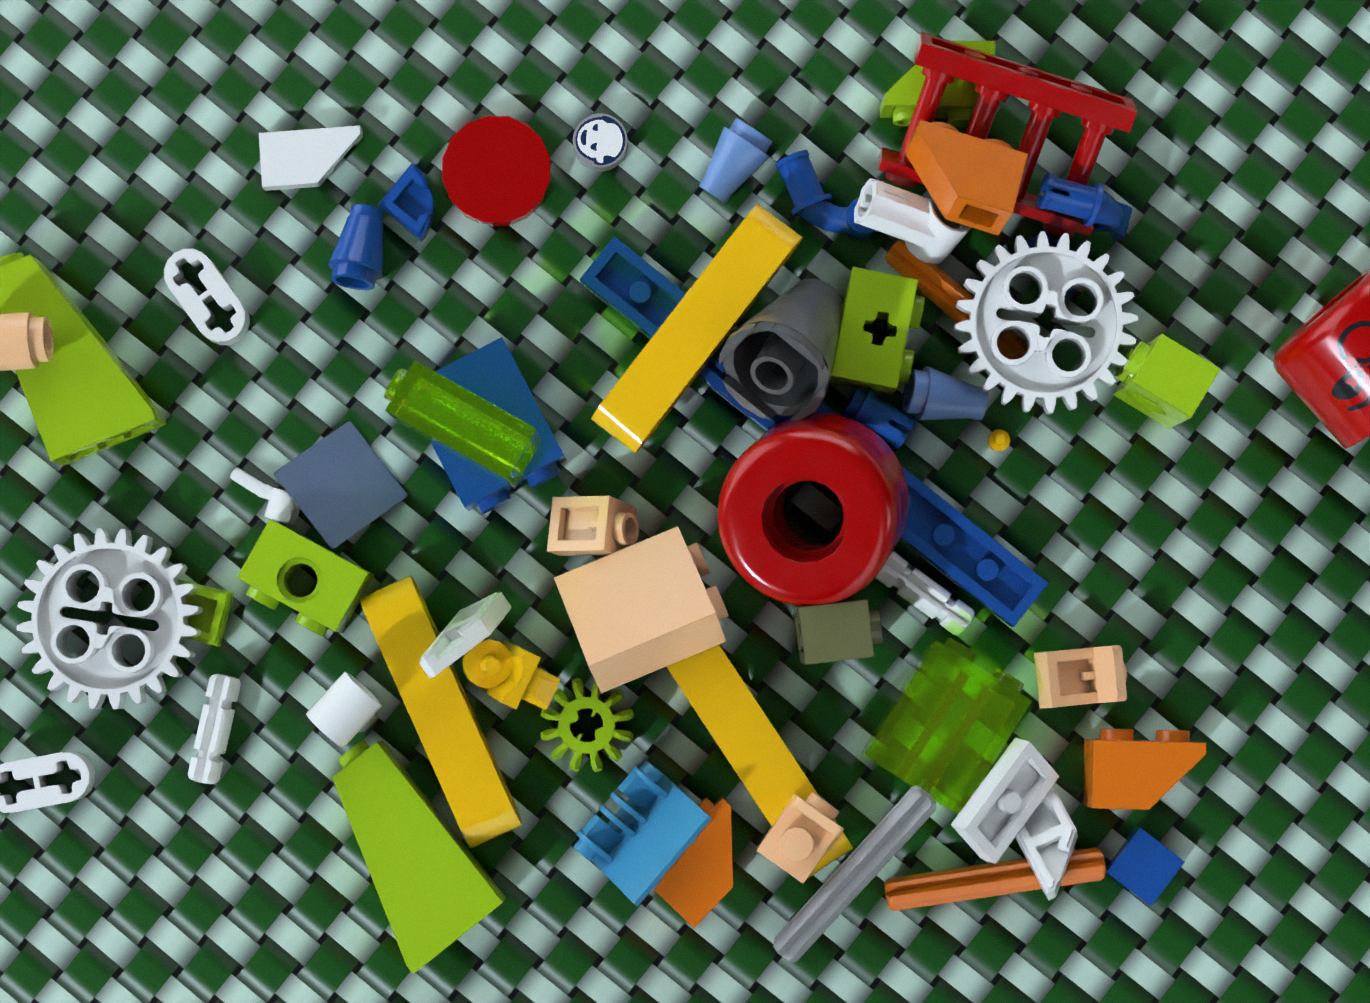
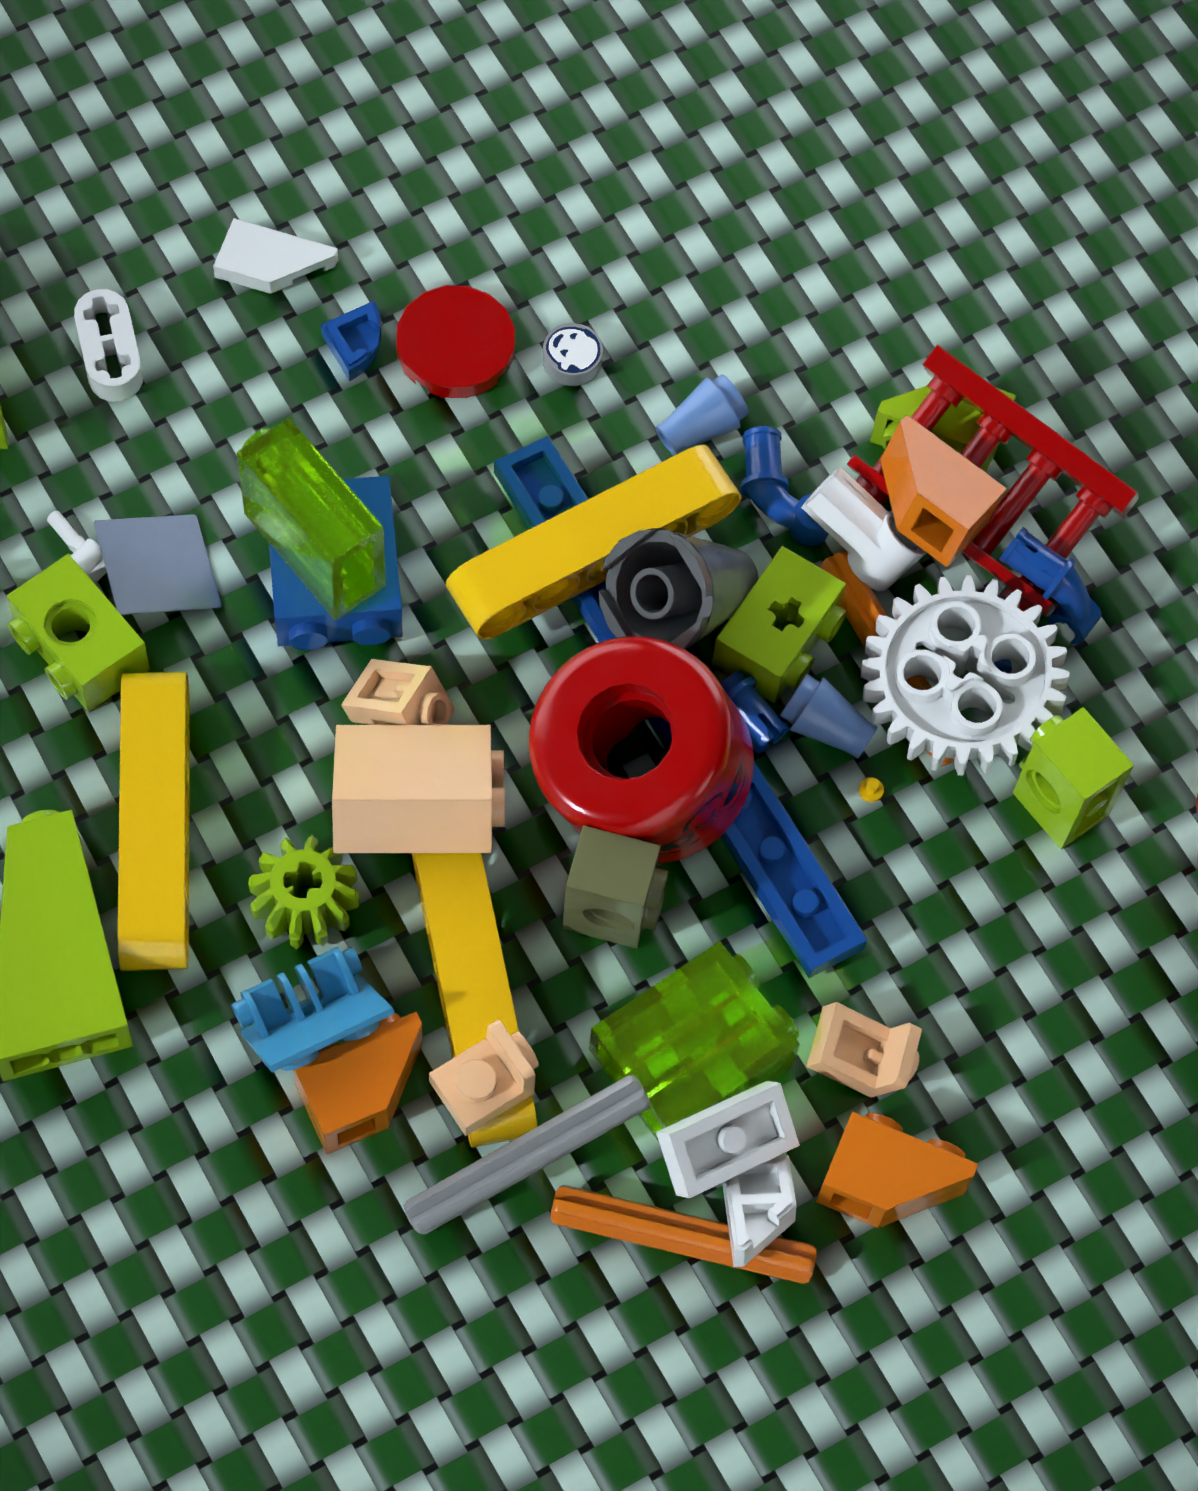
camera: 20 degrees right, 20 degrees down
(345, 710) = (57, 764): white piece -> none
(359, 250) = (280, 358): blue cone -> none
(464, 632) = (219, 741): white tile -> none
(509, 673) = (245, 801): yellow hips -> none
(926, 594) = (727, 905): white axle -> none
(1144, 866) = (858, 1289): blue tile -> none

